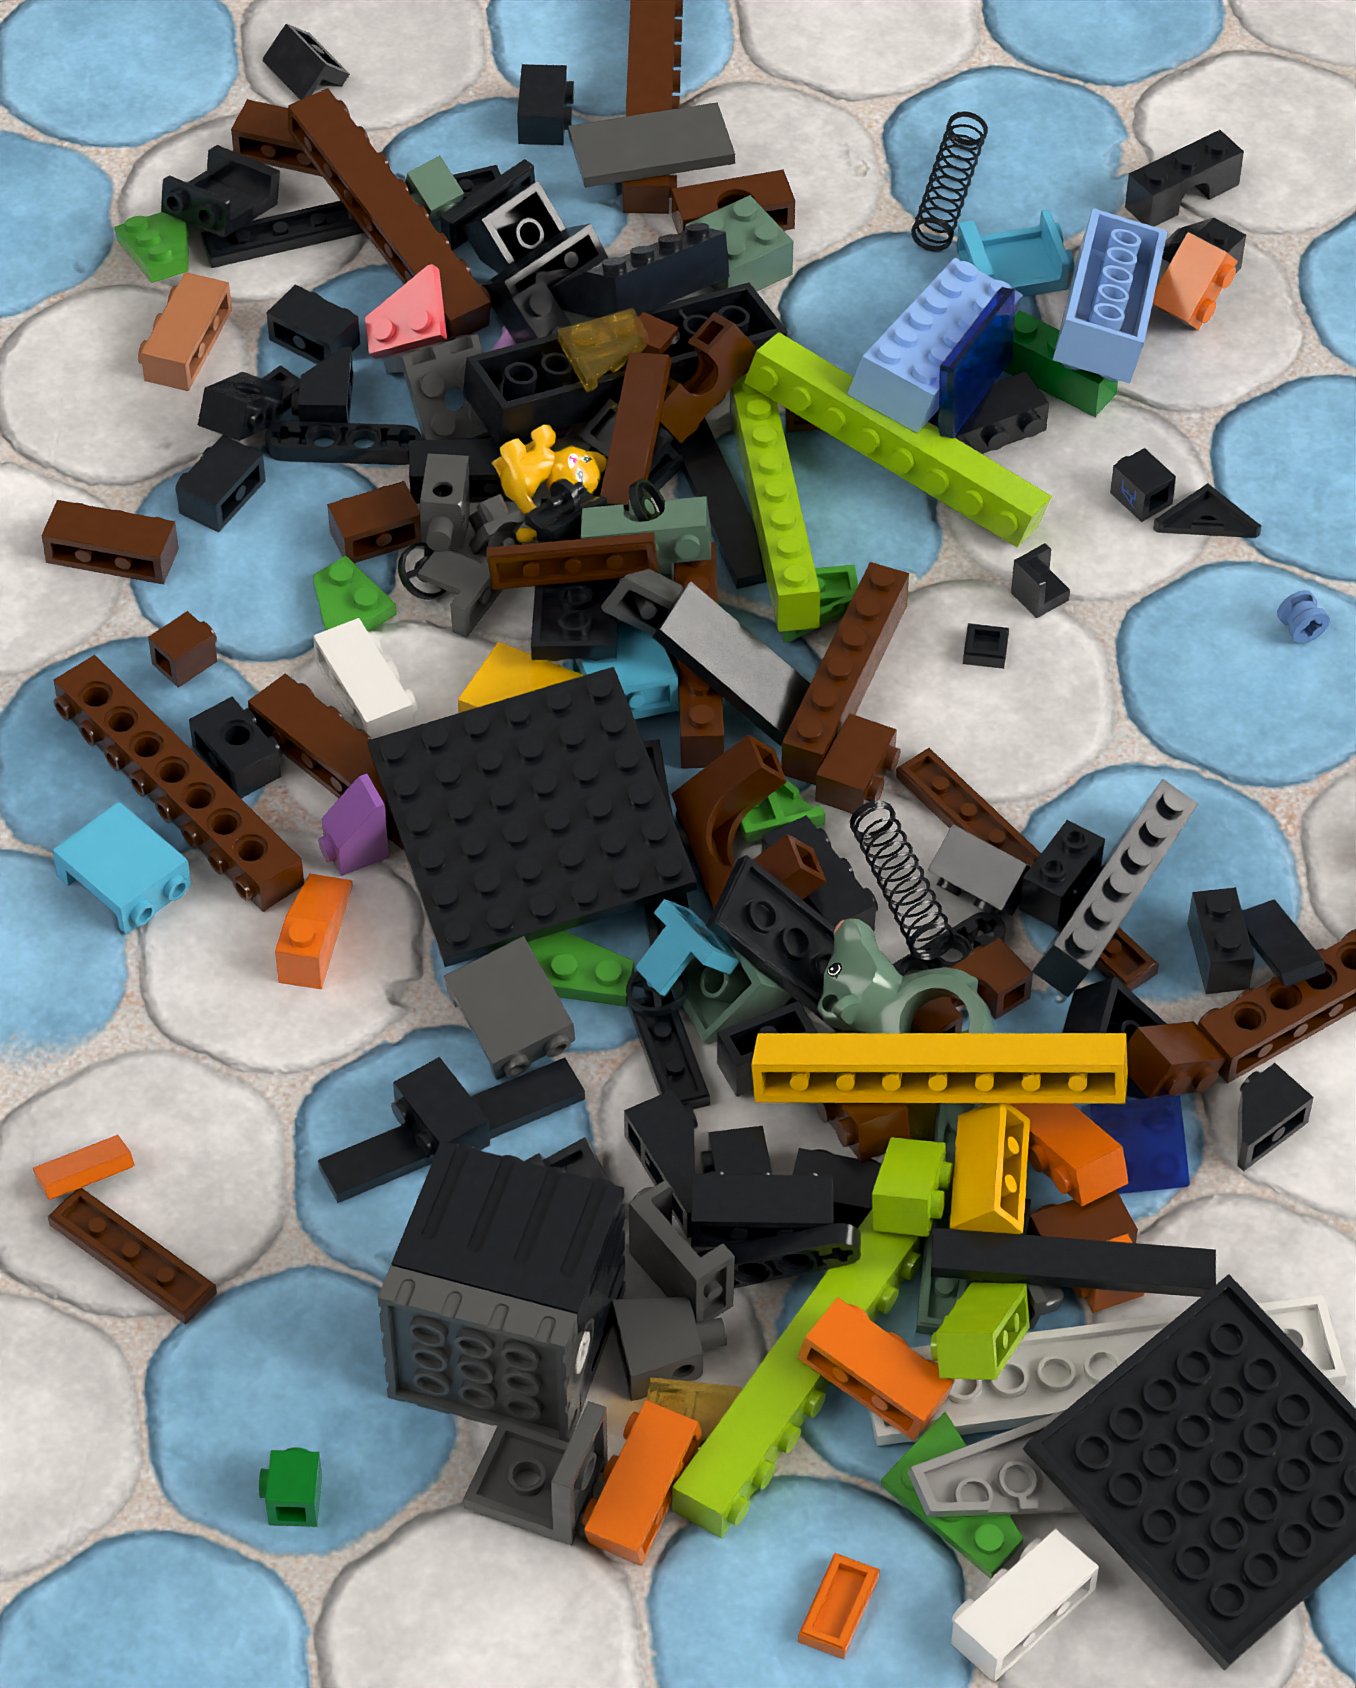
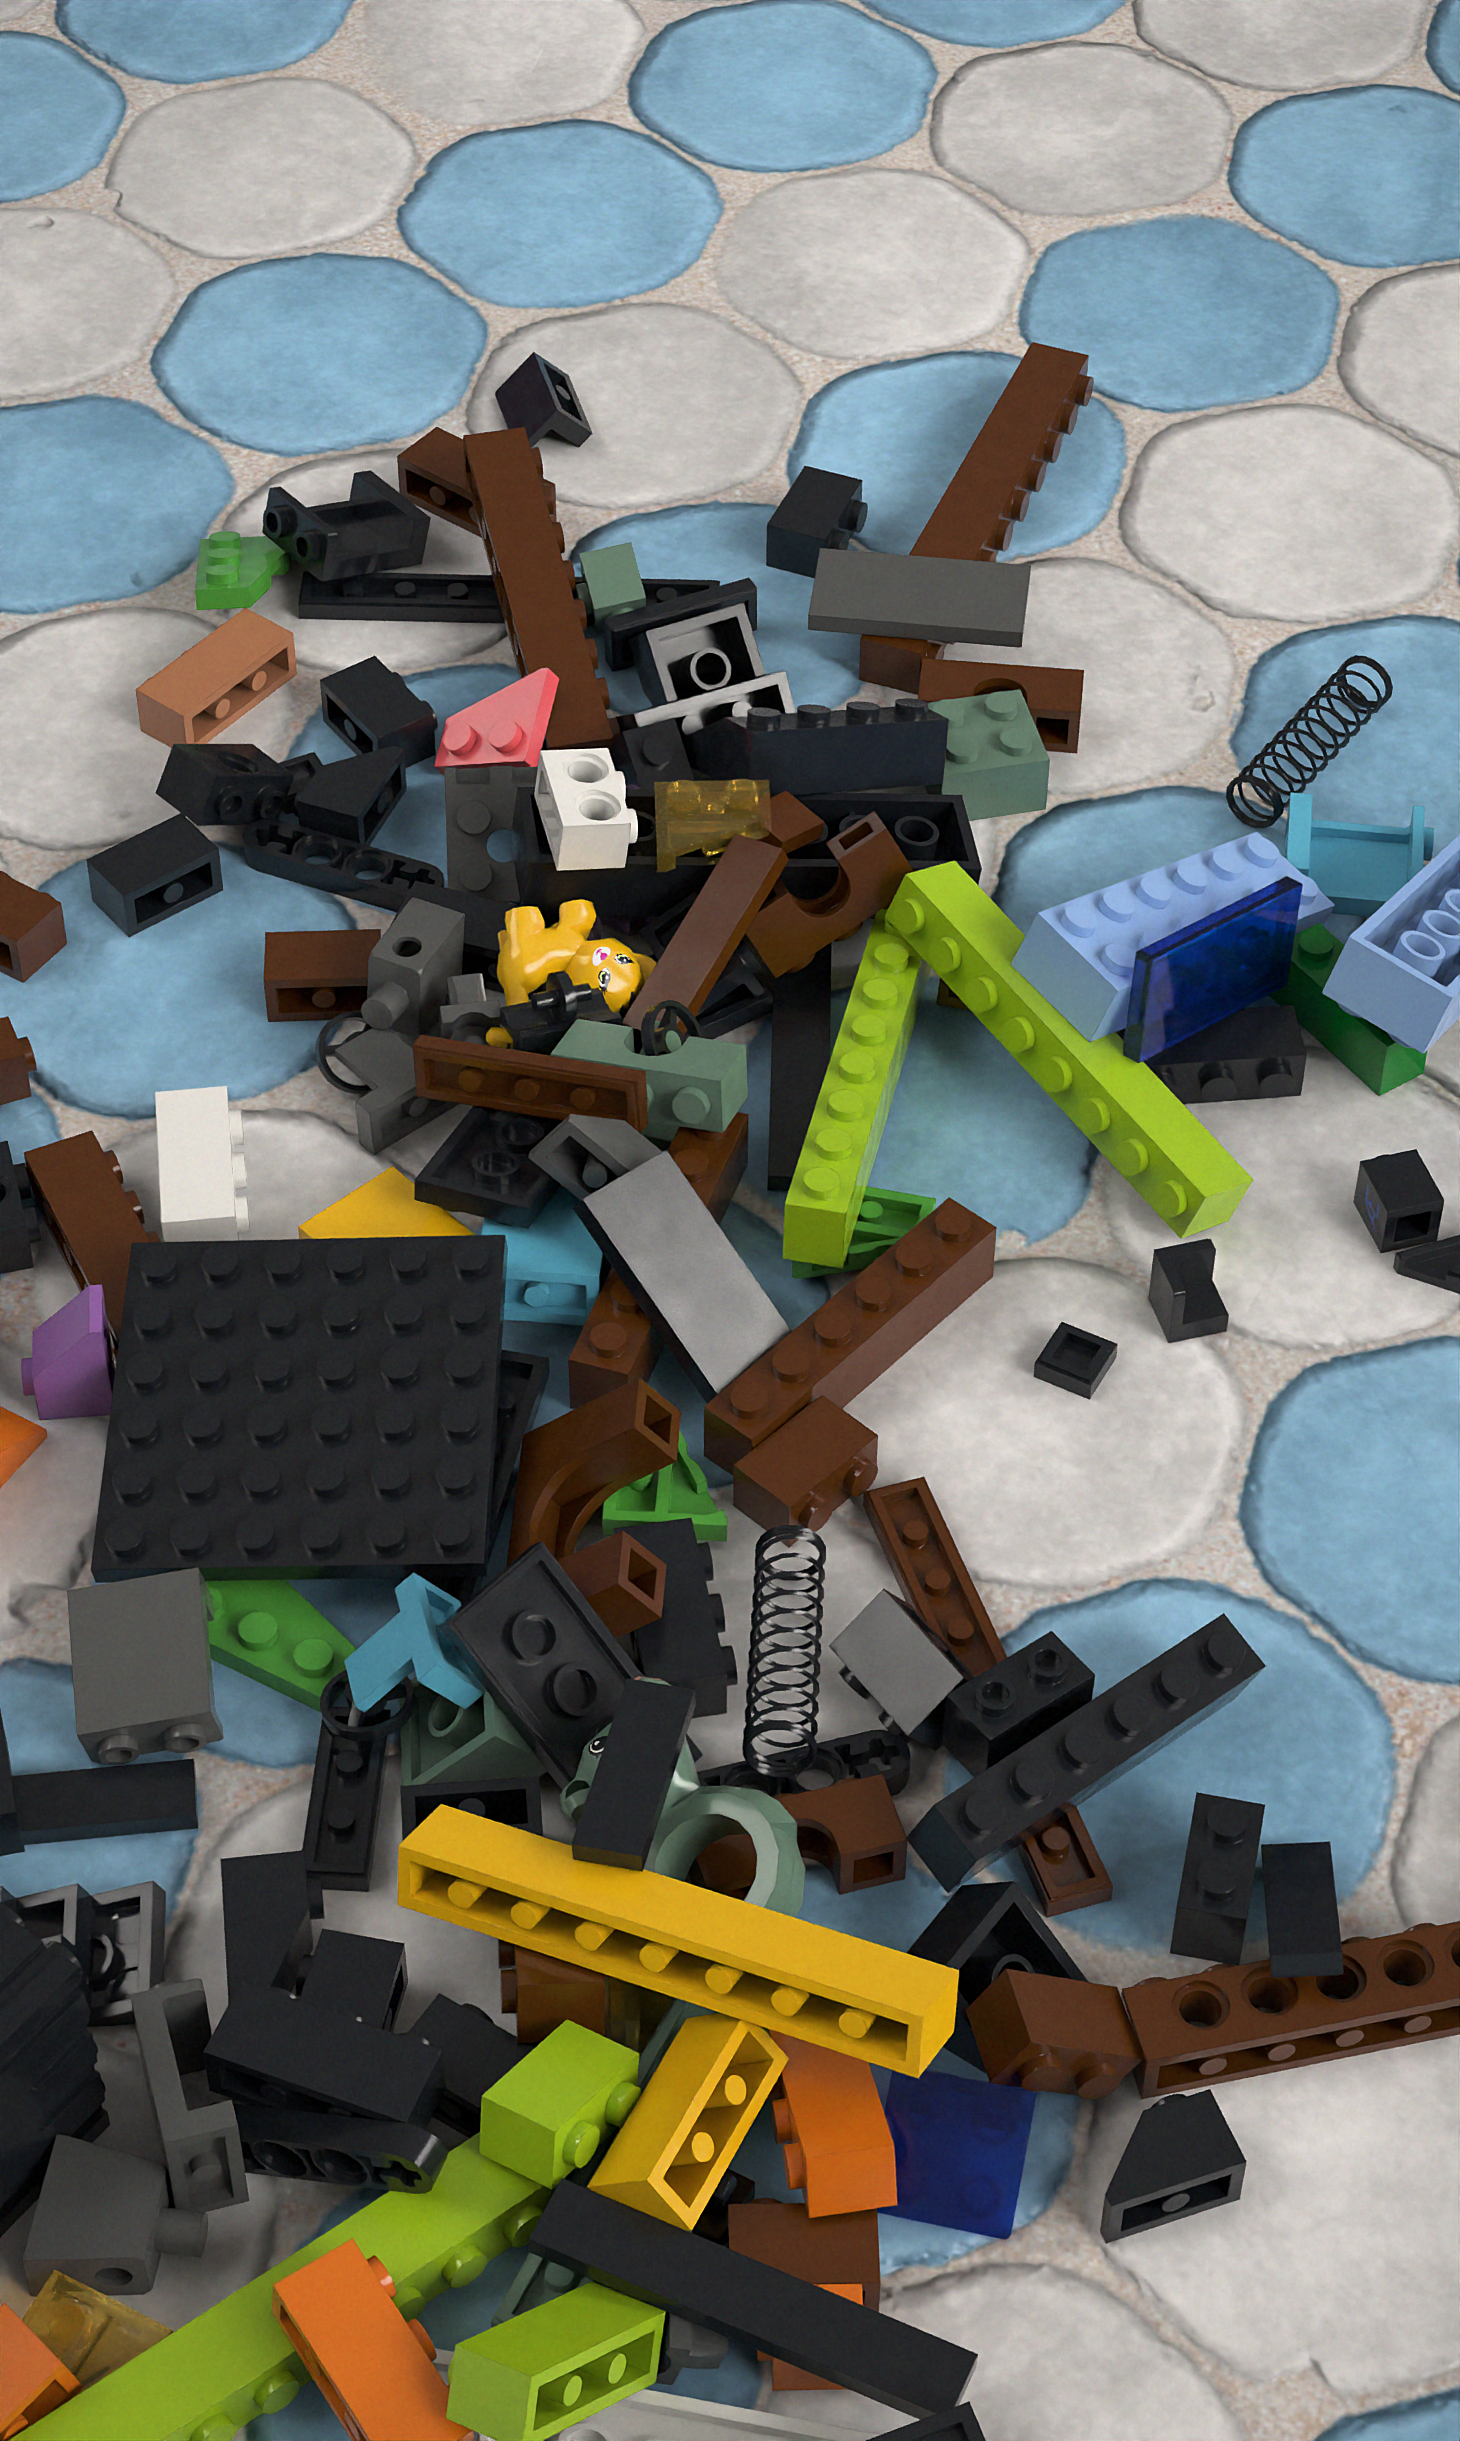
camera: 20 degrees right, 5 degrees down
(350, 594) = (248, 1059): bright green wing -> none
(524, 362) = (584, 809): none -> white brick
(874, 979) = (634, 1775): none -> black tile

